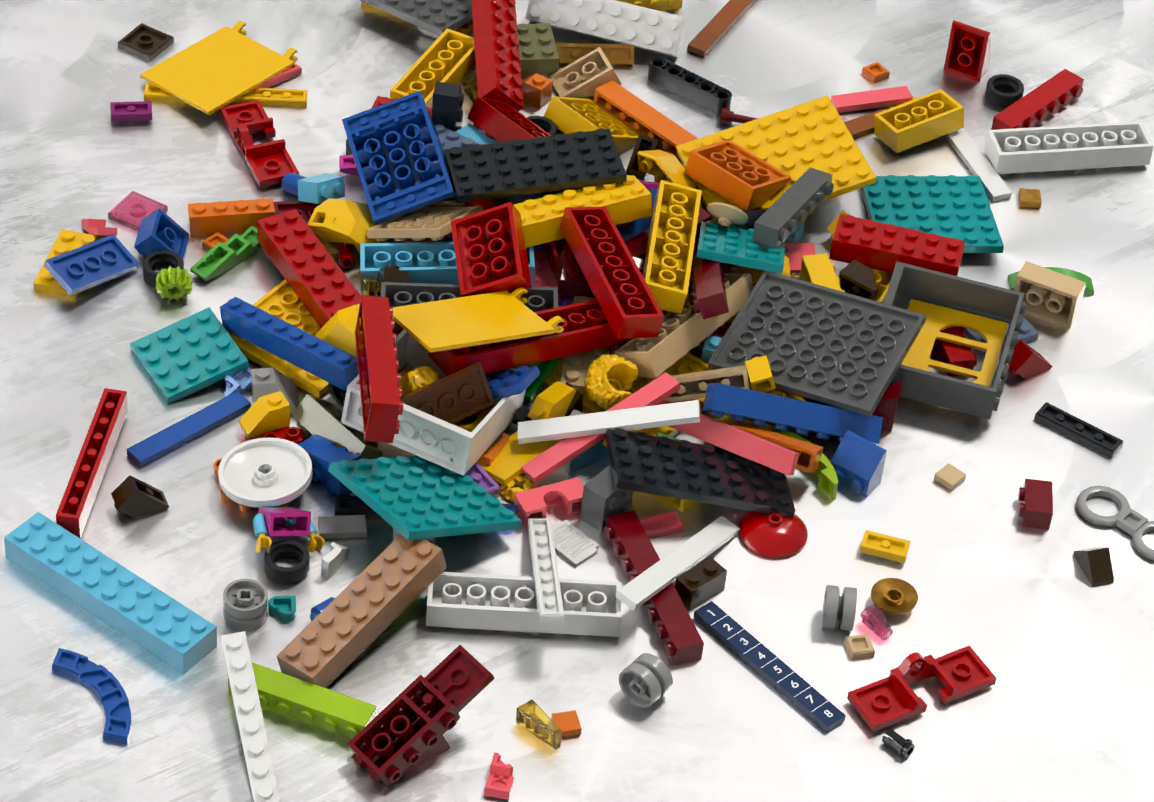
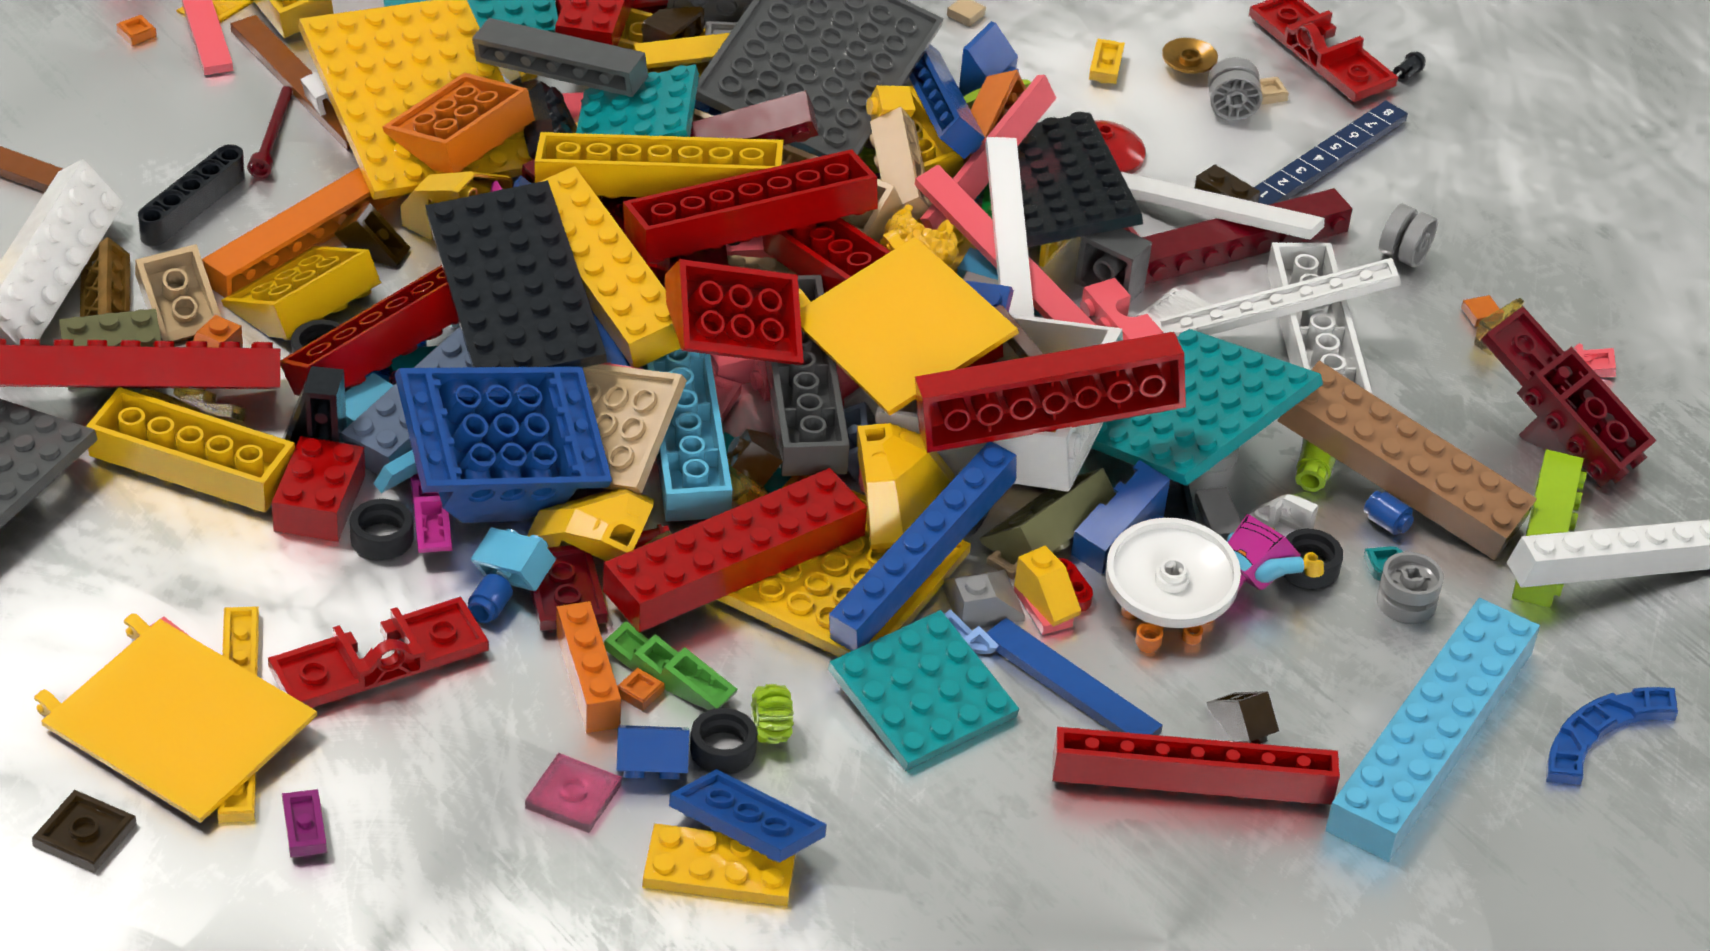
camera: 95 degrees left, 0 degrees up
(98, 227) = (636, 829): coral slope -> none
(727, 214) = (588, 114): tan dish -> none

